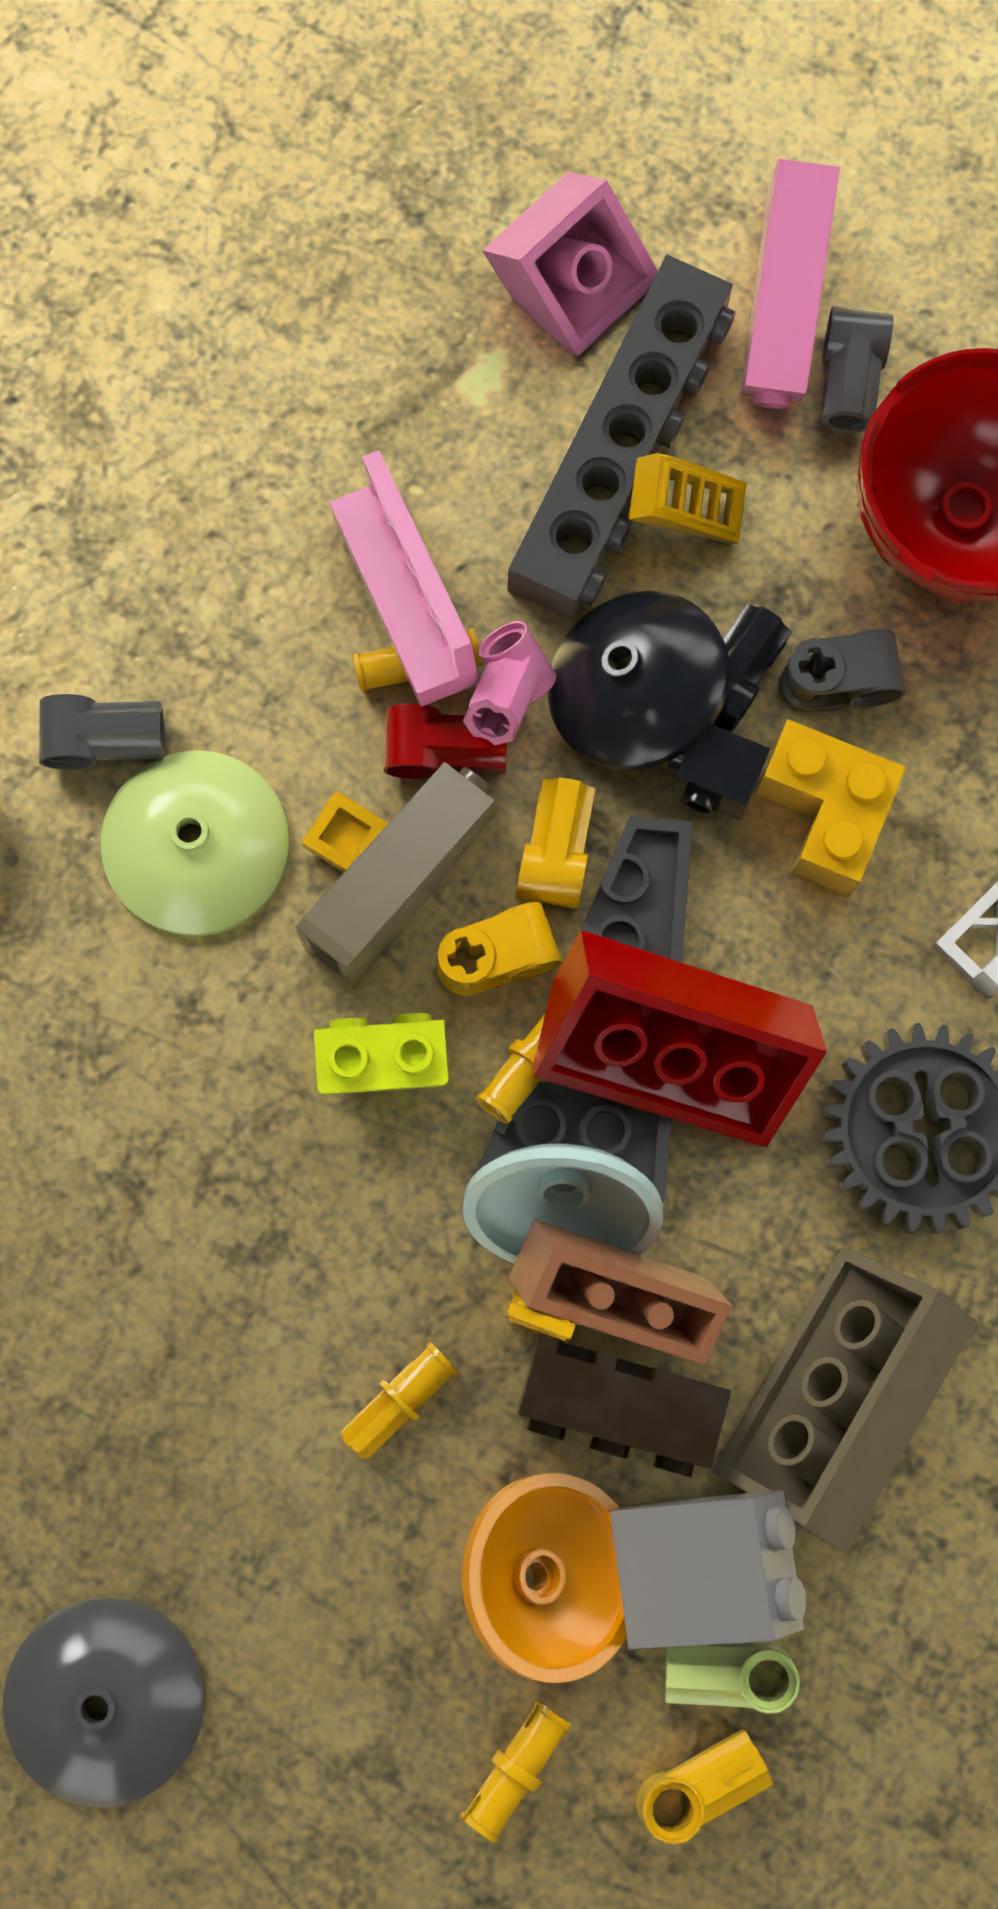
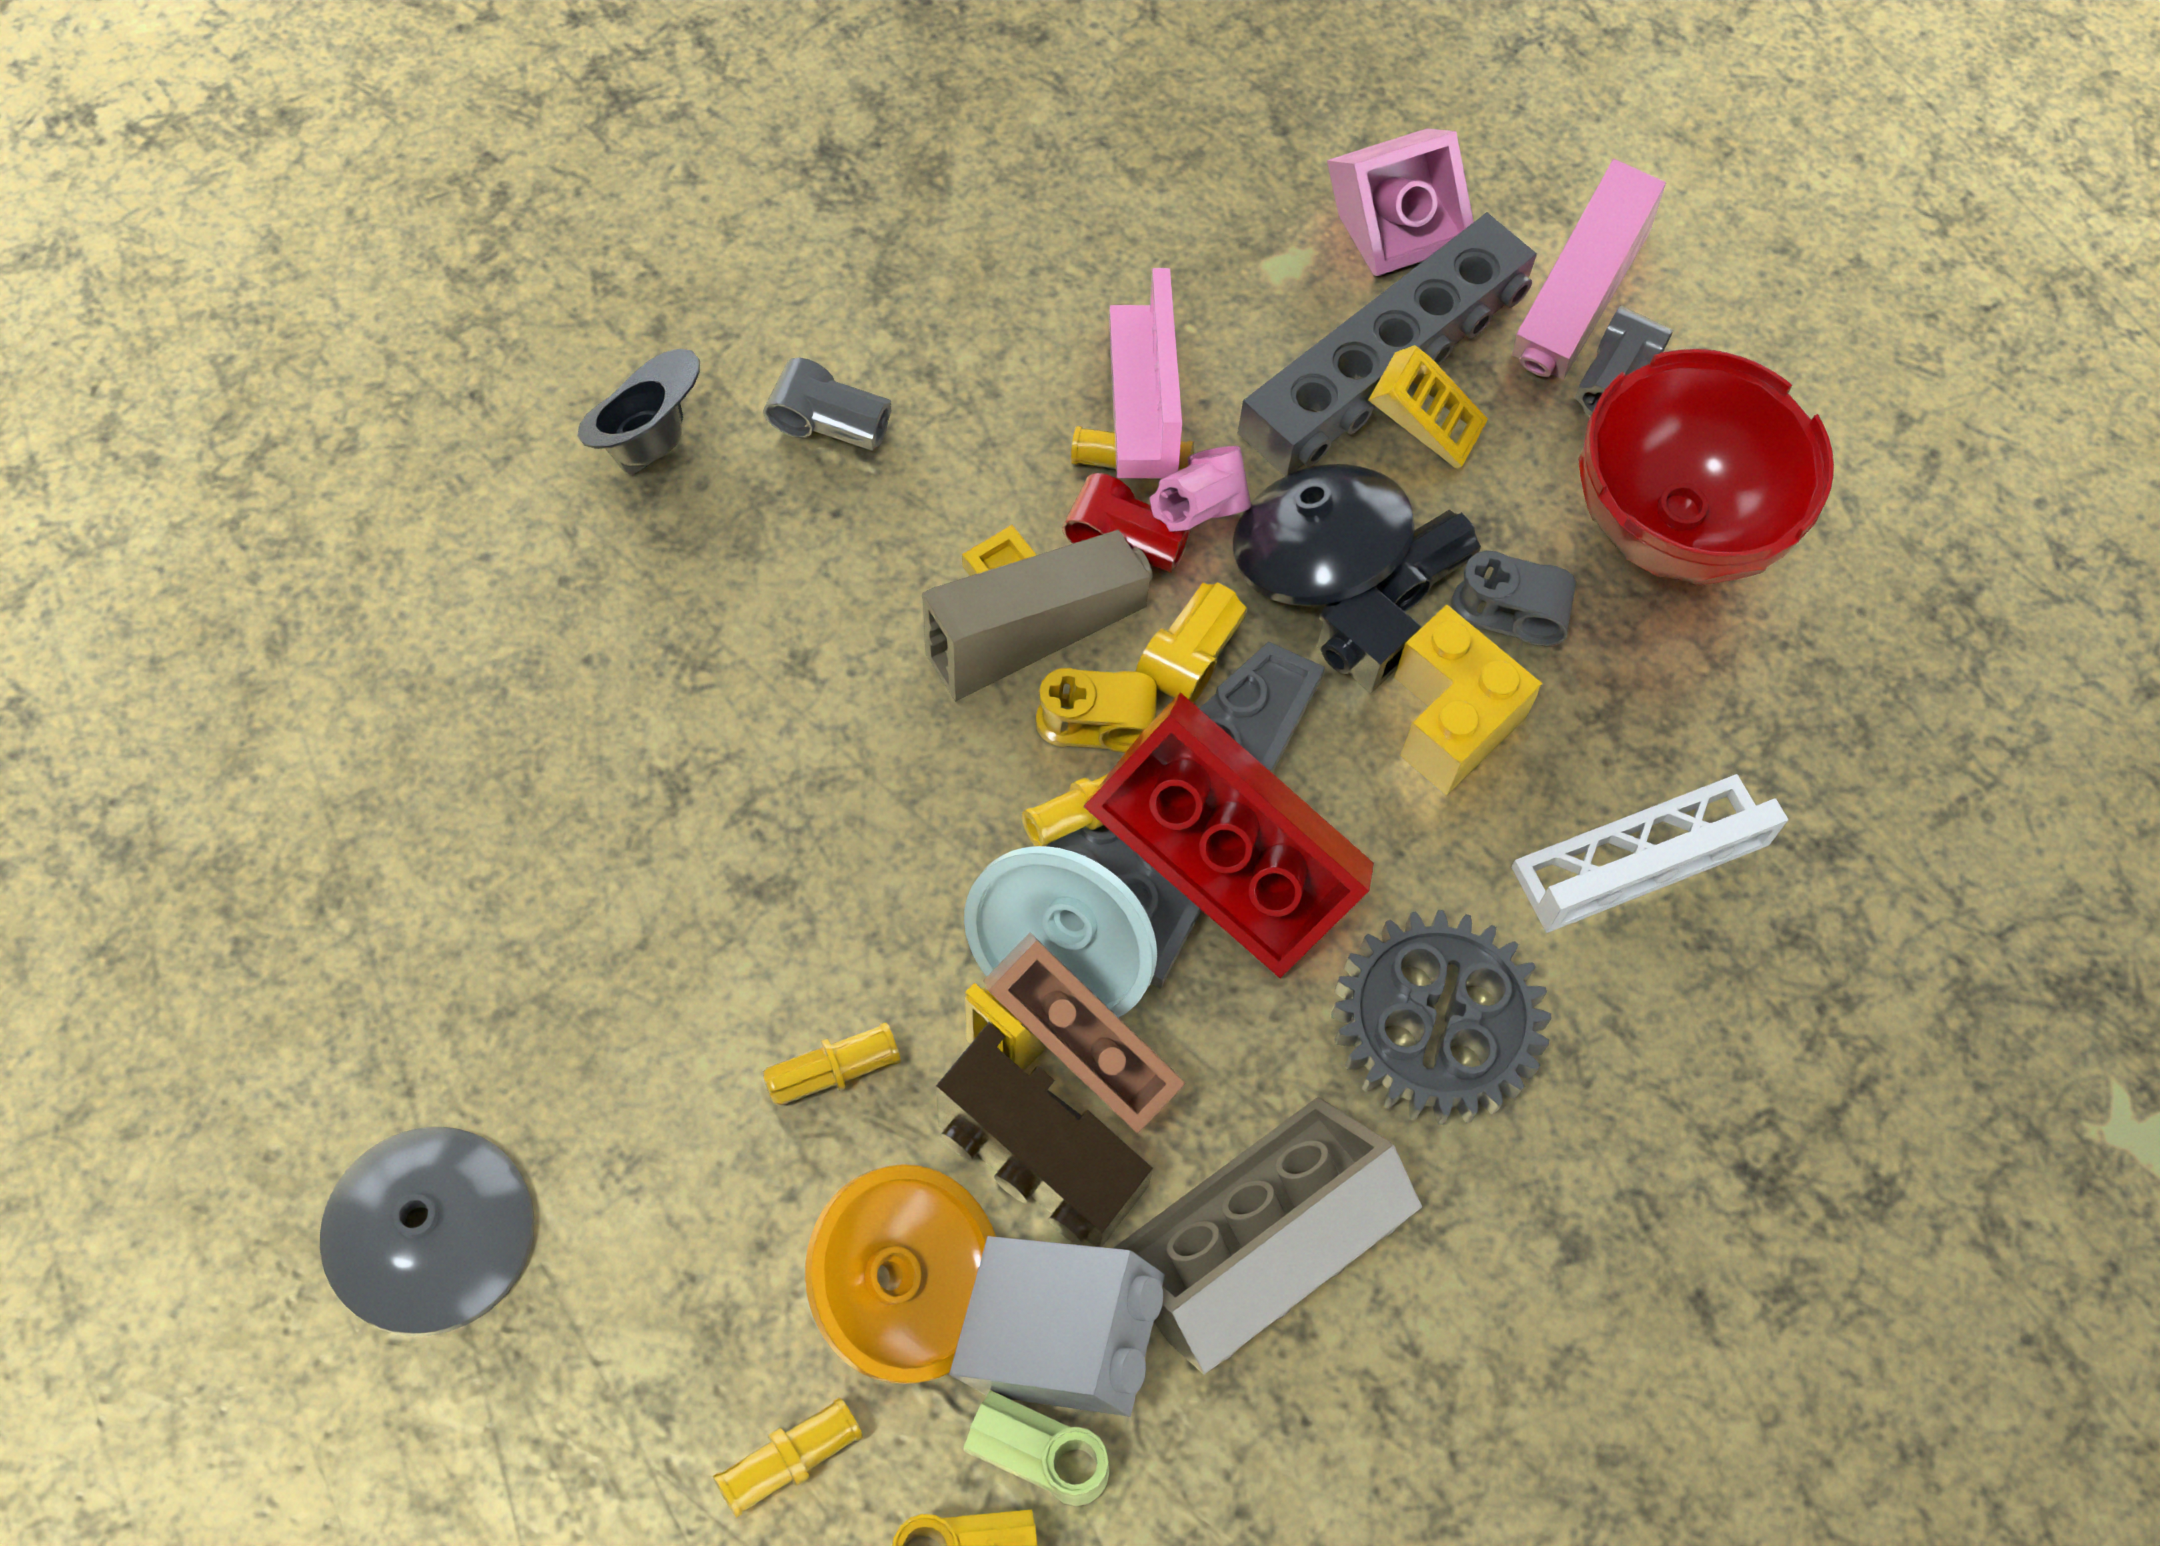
camera: 20 degrees right, 15 degrees down
(201, 883) = (871, 556): yellowish green dish -> none
(381, 1056) = (953, 747): neon yellow bracket -> none

